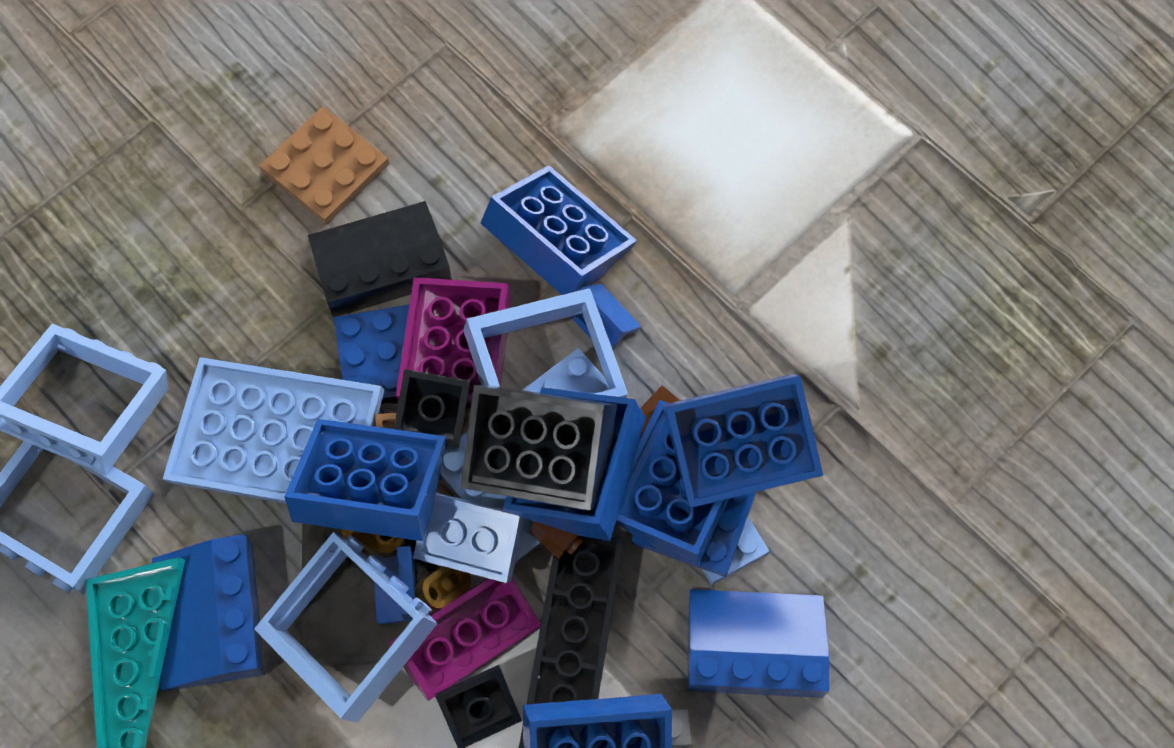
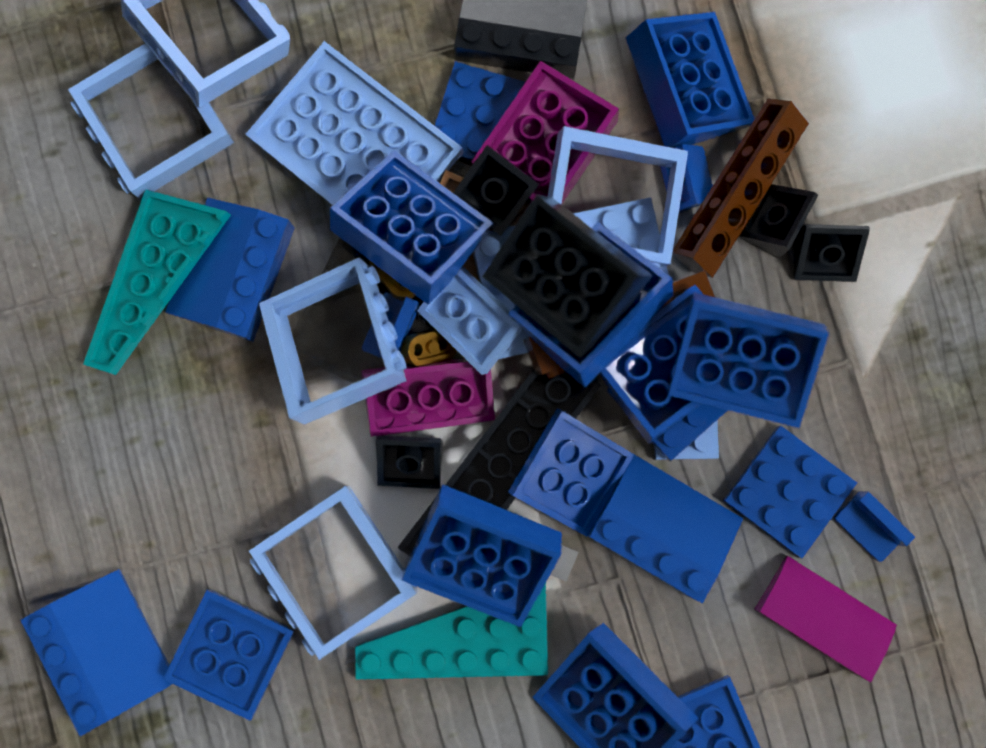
camera: 30 degrees right, 15 degrees up
(640, 634) = (571, 472): none -> blue plate
(653, 301) = (740, 187): none -> reddish brown brick
(701, 312) = (778, 219): none -> black slope
(763, 317) = (829, 252): none -> black slope
(851, 549) = (790, 491): none -> blue plate
(943, 539) = (873, 525): none -> blue panel
(951, 648) = (827, 618): none -> magenta slope

